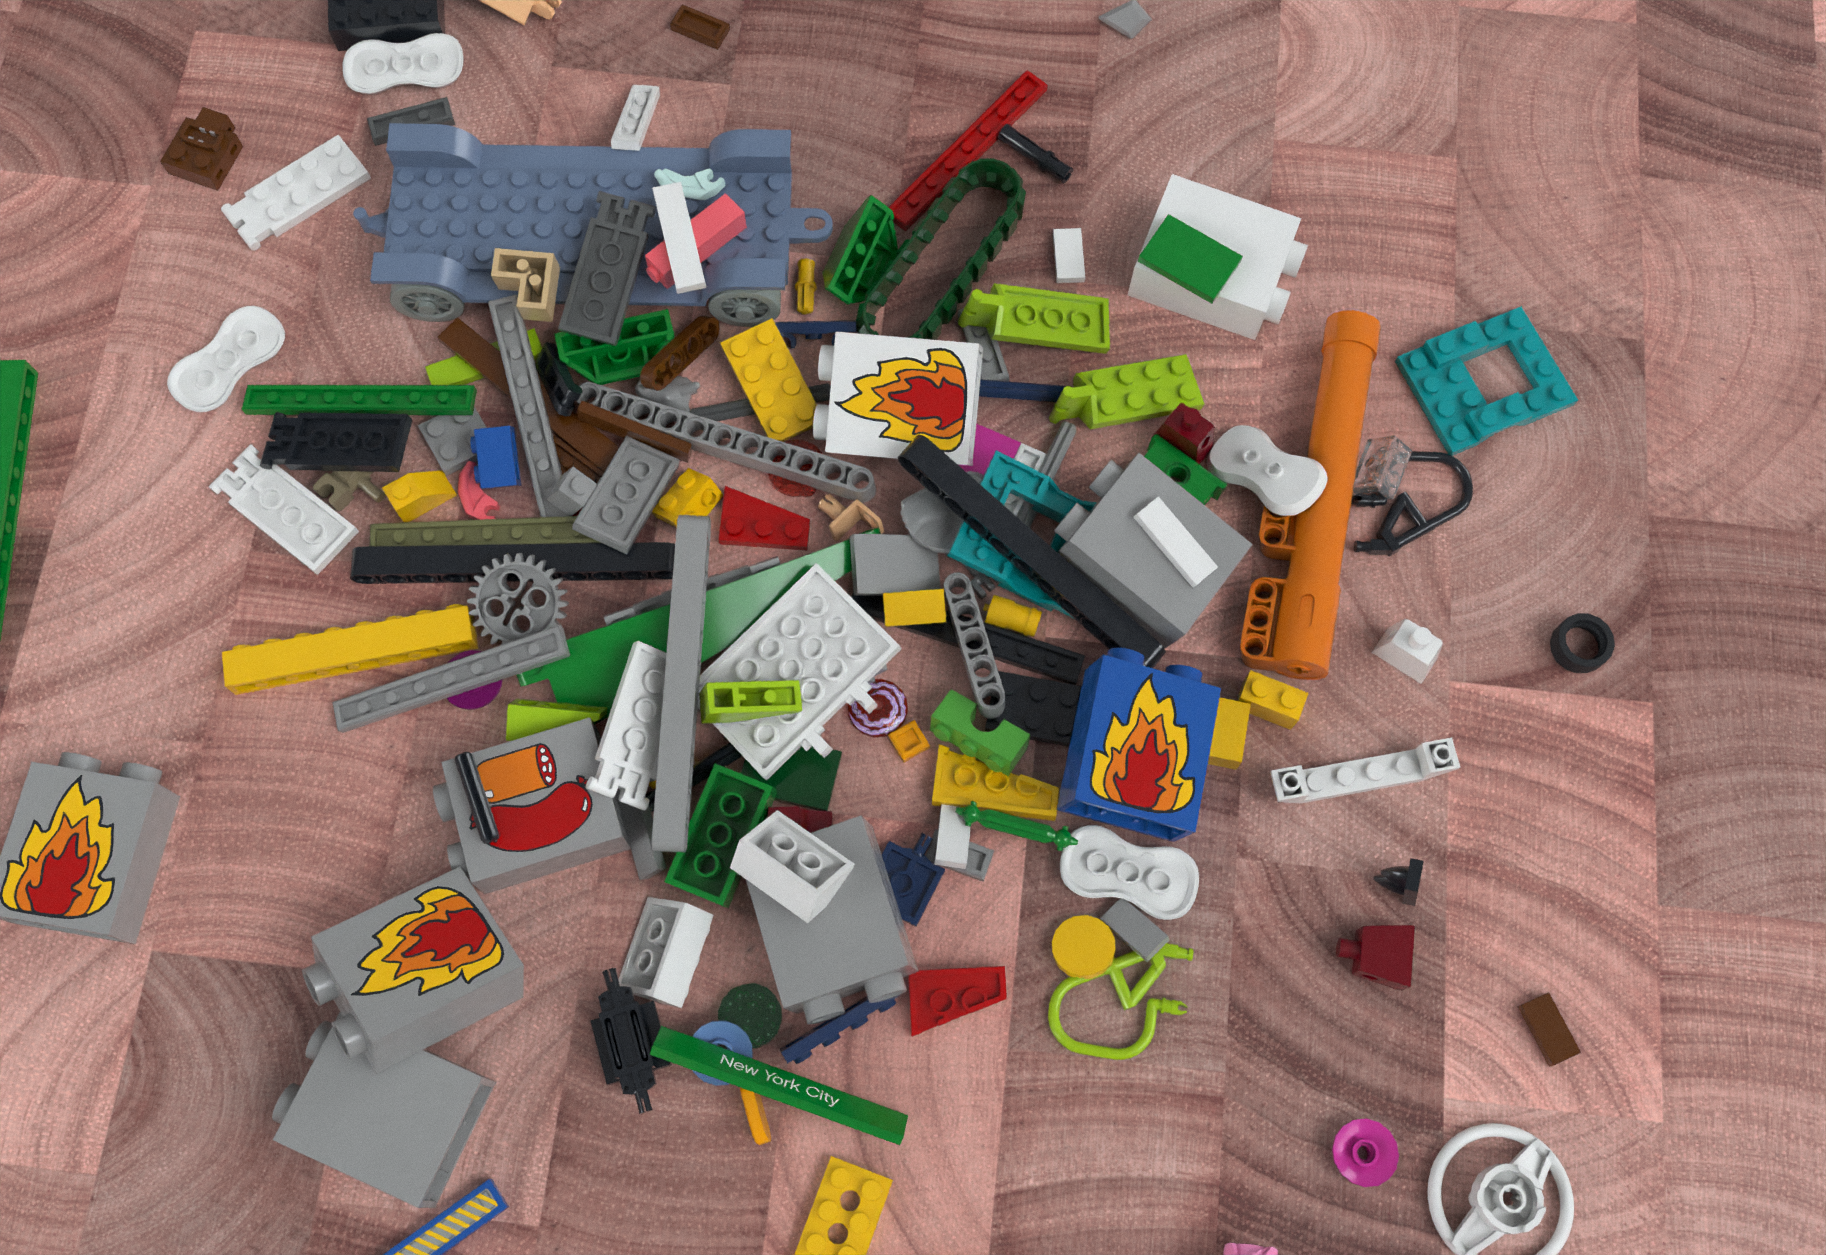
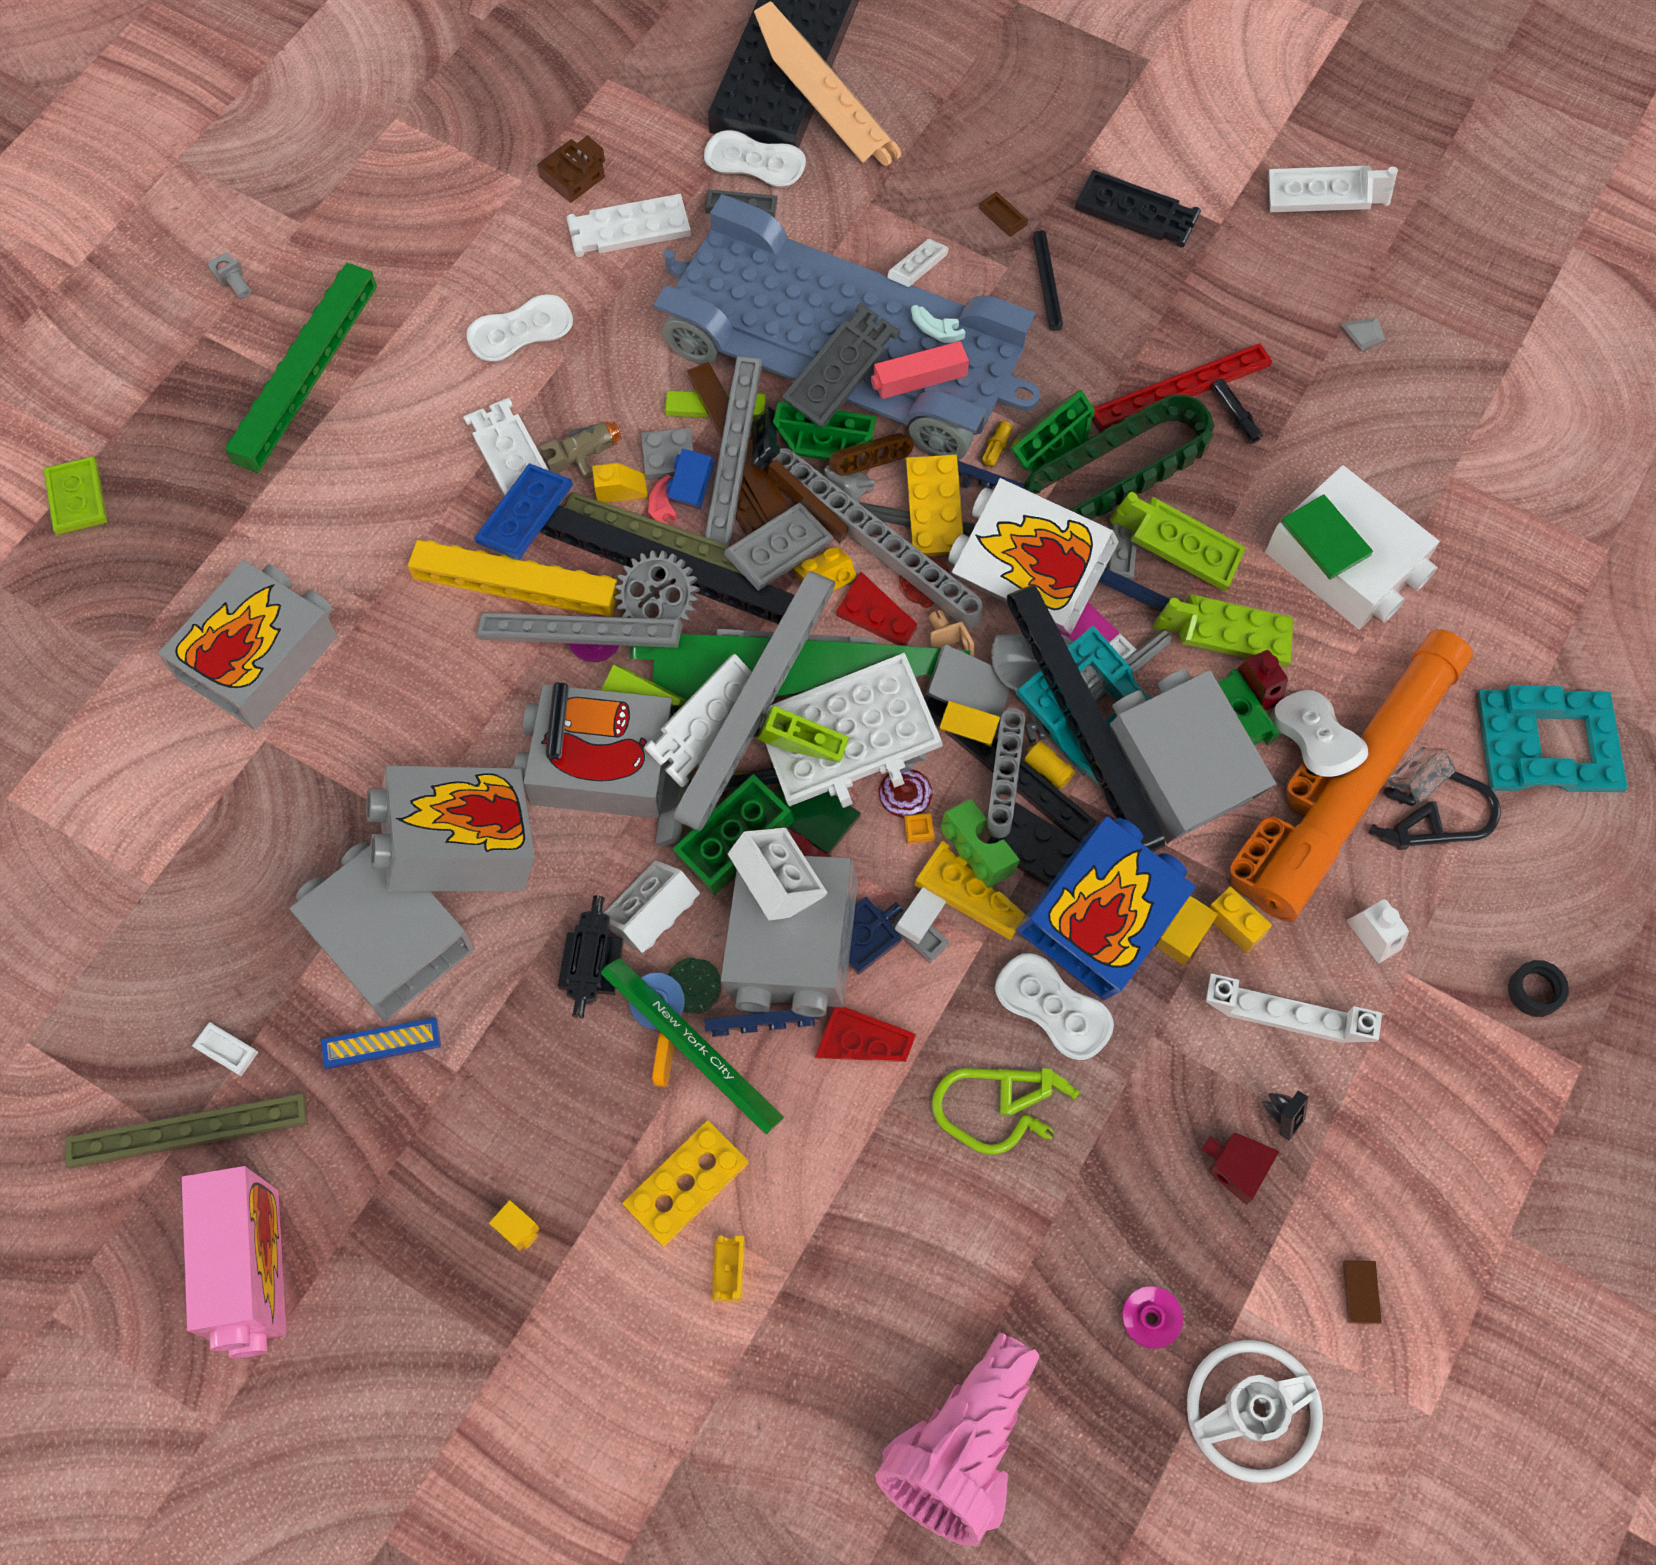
camera: 25 degrees right, 5 degrees down
(328, 570) = (523, 511): none -> blue tile
(337, 442) = (574, 419): black hinge -> none
(360, 399) = (606, 396): green tile -> none
(533, 276) = (779, 351): tan brick -> none
(571, 491) = (736, 526): light grey brick -> none
(679, 237) = (907, 360): white tile -> none
(779, 84) = (1047, 280): none -> black axle
(1016, 826) = (976, 928): green wheel -> none
(1068, 255) = (1228, 502): white tile -> none
(1083, 947) = (988, 1048): yellow tile -> none
(1135, 929) = (1037, 1052): light grey tile -> none
(1175, 542) = (1209, 753): white tile -> none

